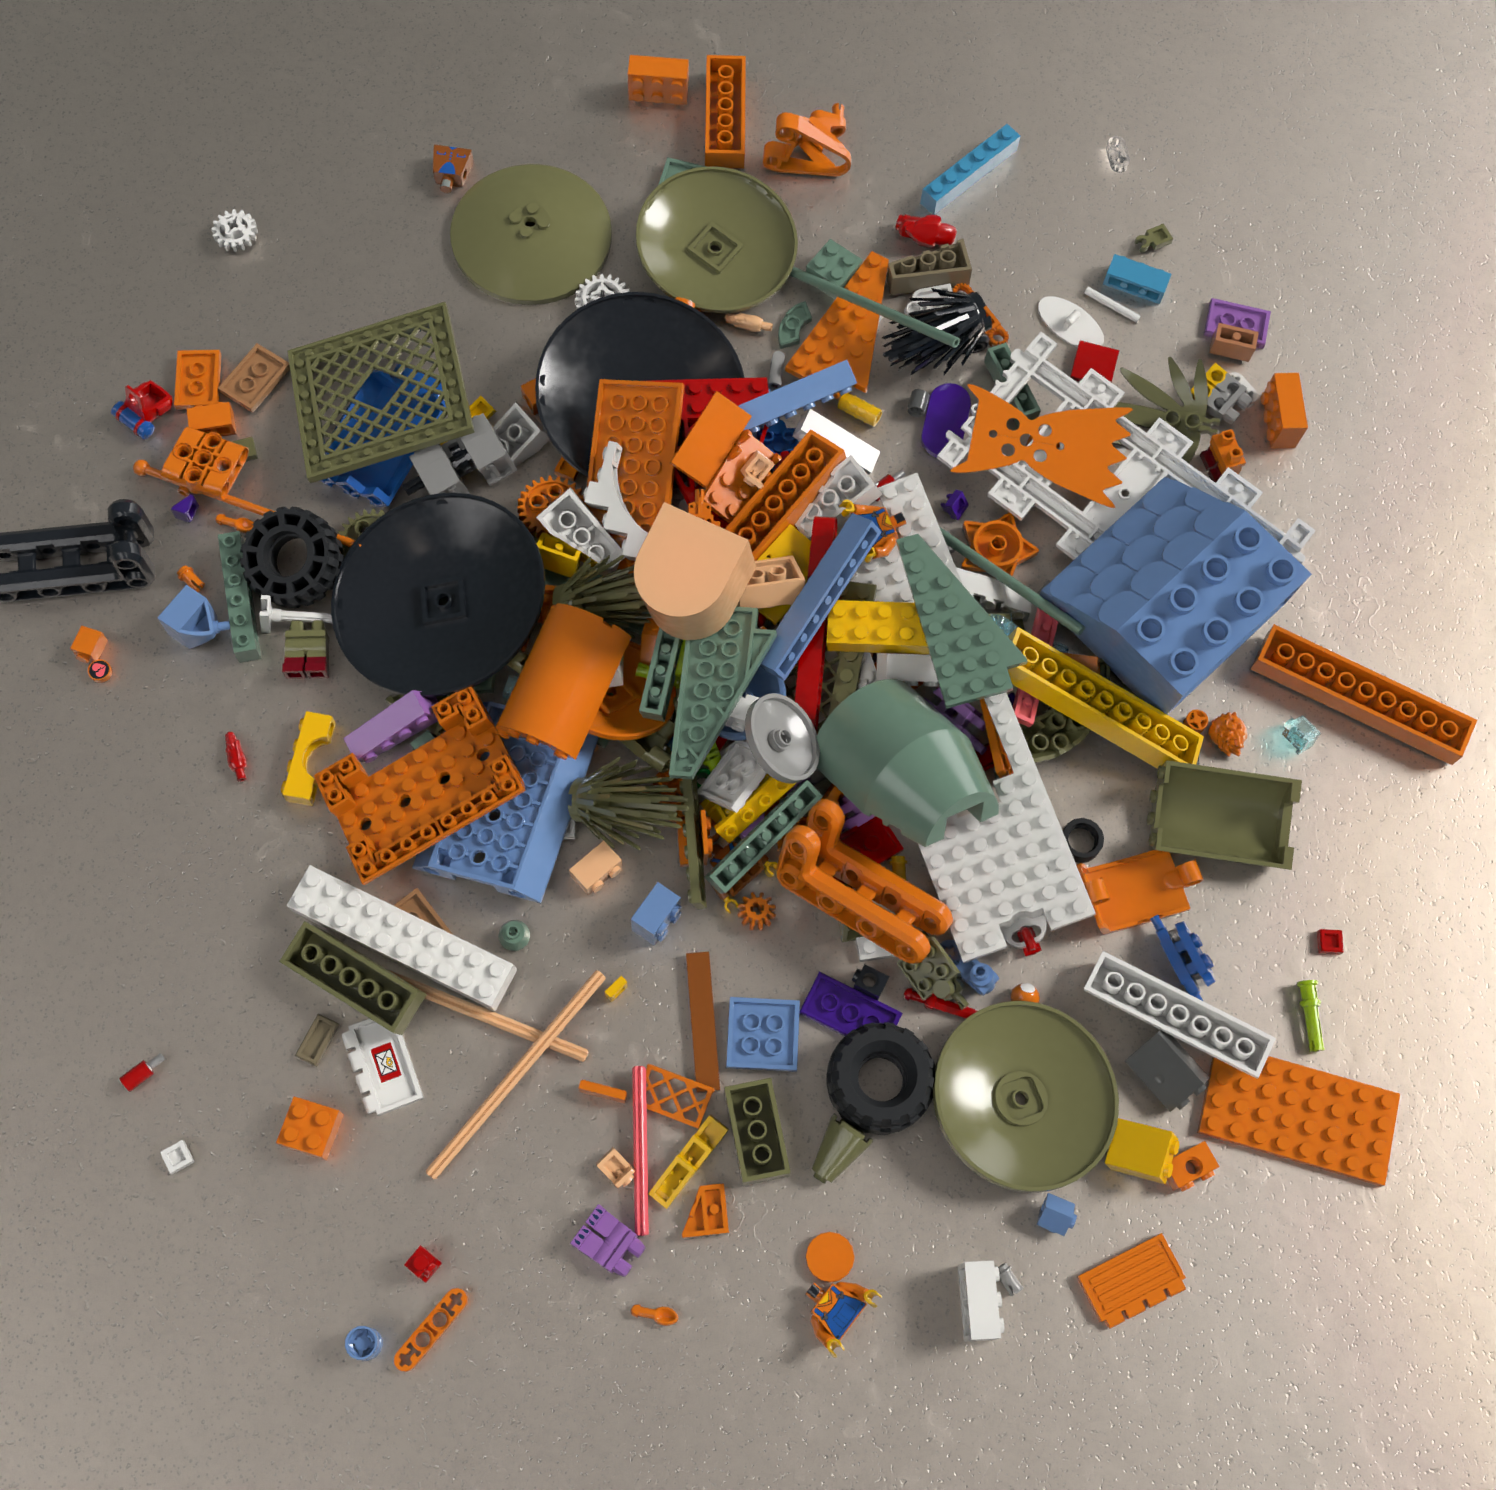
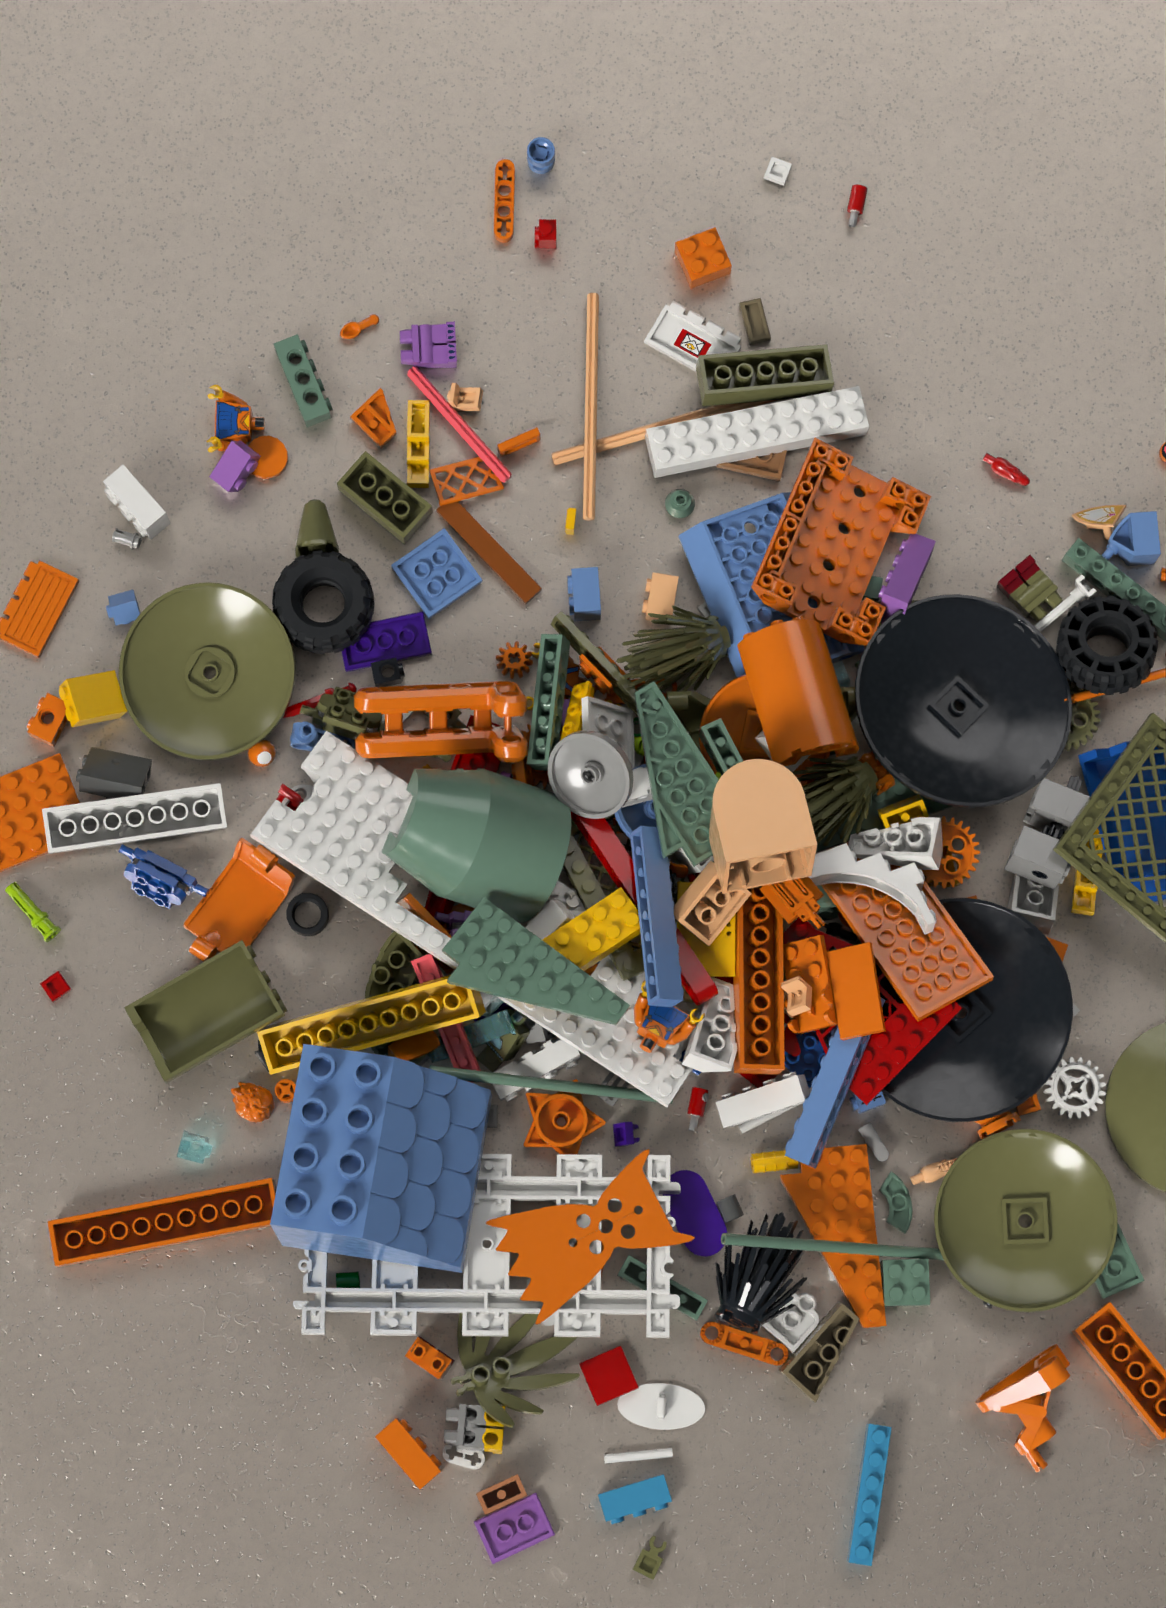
camera: 145 degrees right, 10 degrees up
(201, 660) = (1100, 517): none -> shield
(315, 732) = (937, 484): yellow arch -> none
(761, 1265) = (311, 412): none -> sand green brick
(866, 1264) = (235, 466): none -> medium lavender brick
(926, 230) = (858, 1389): red animal -> none

